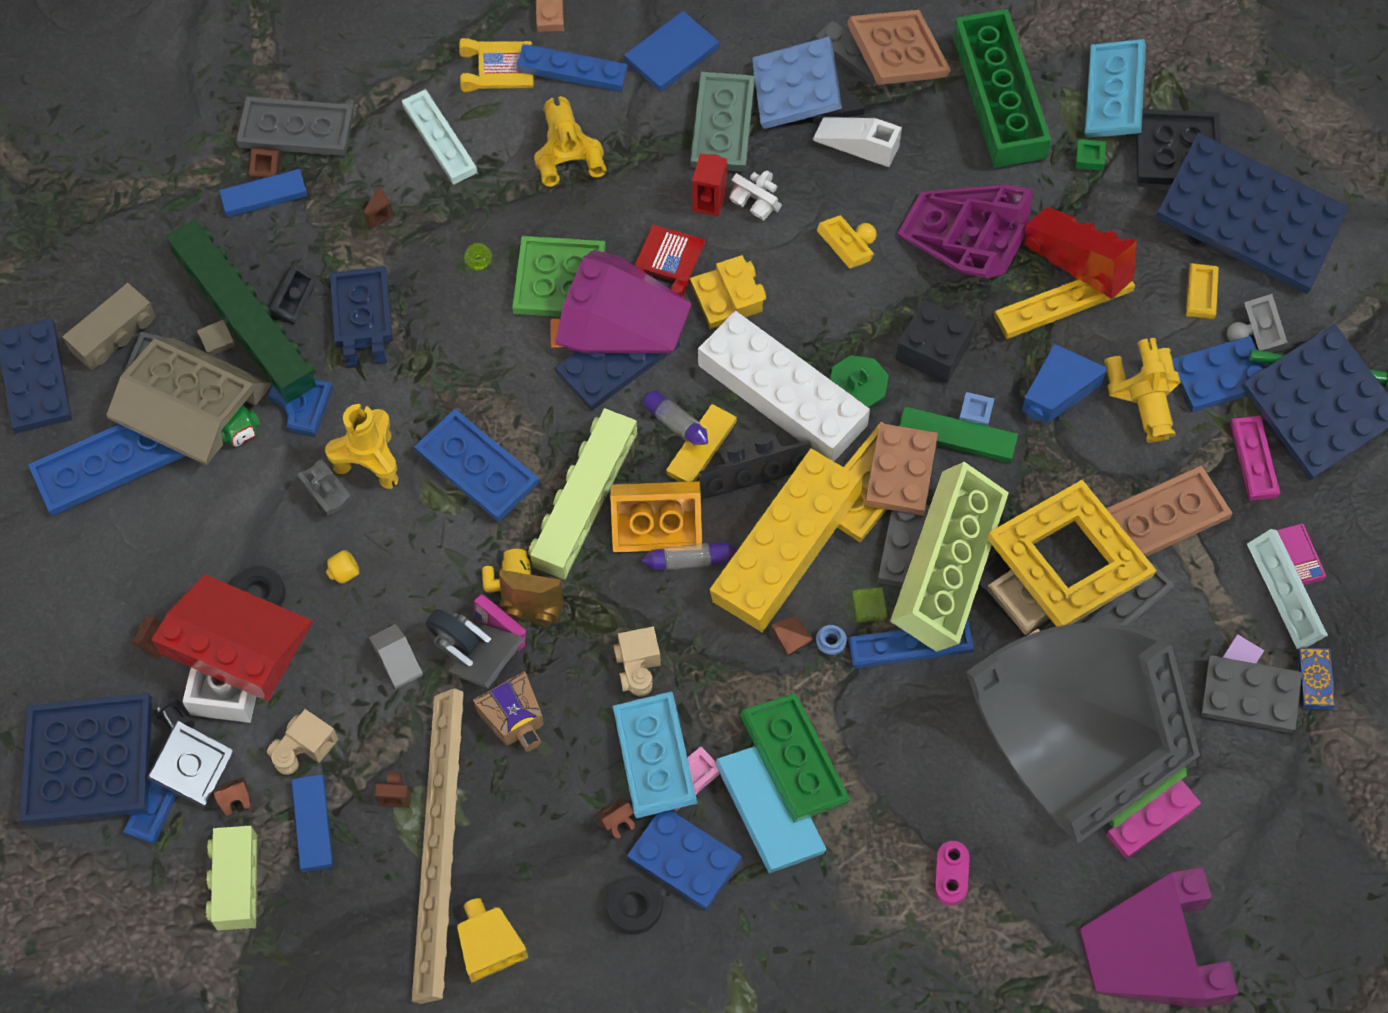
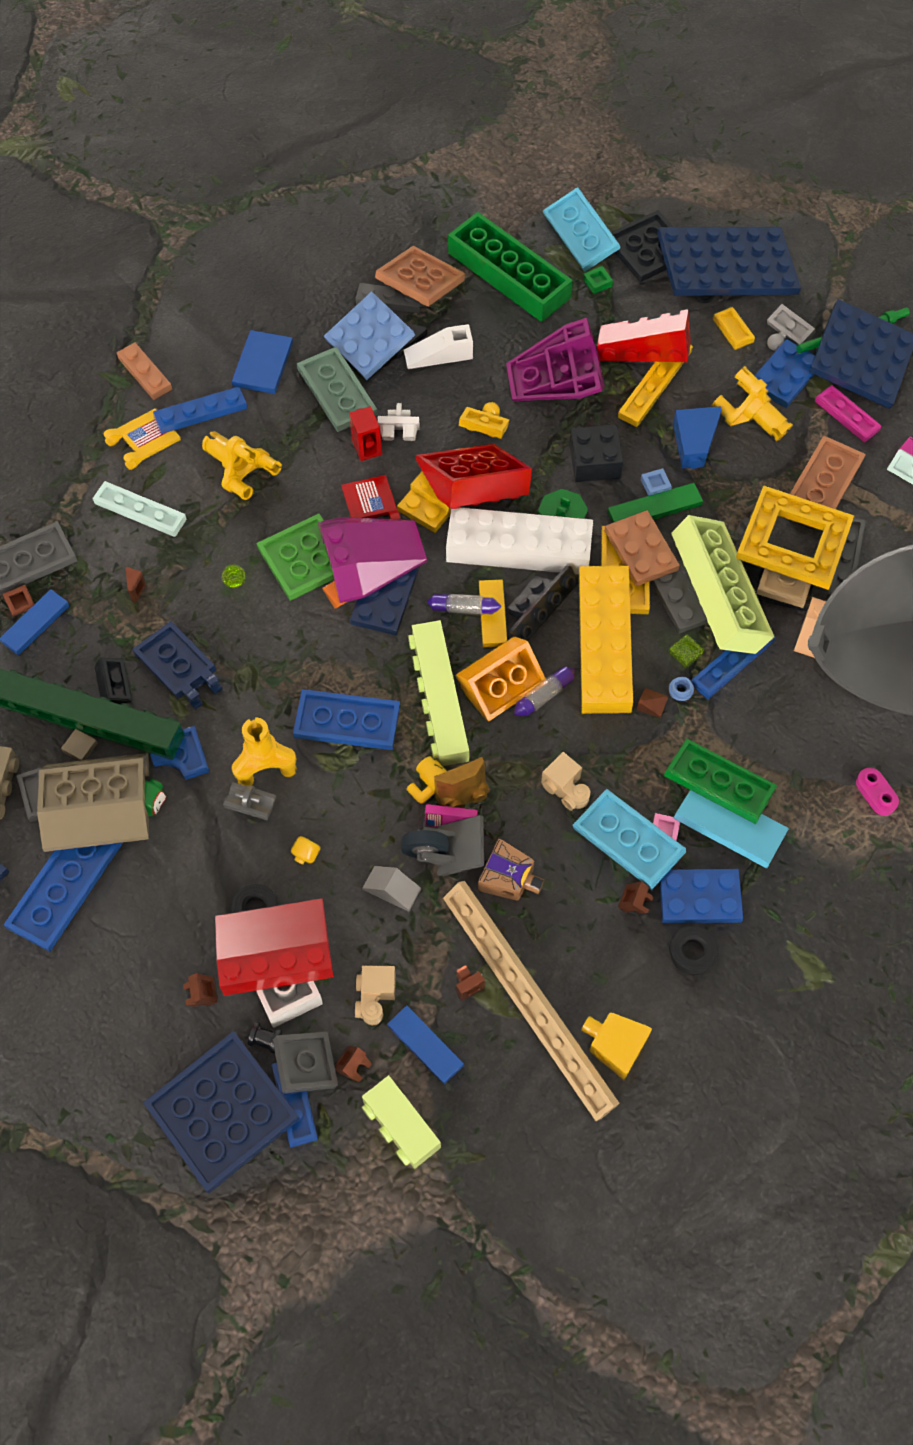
camera: 35 degrees left, 0 degrees up
(786, 291) = (475, 475): none -> red slope

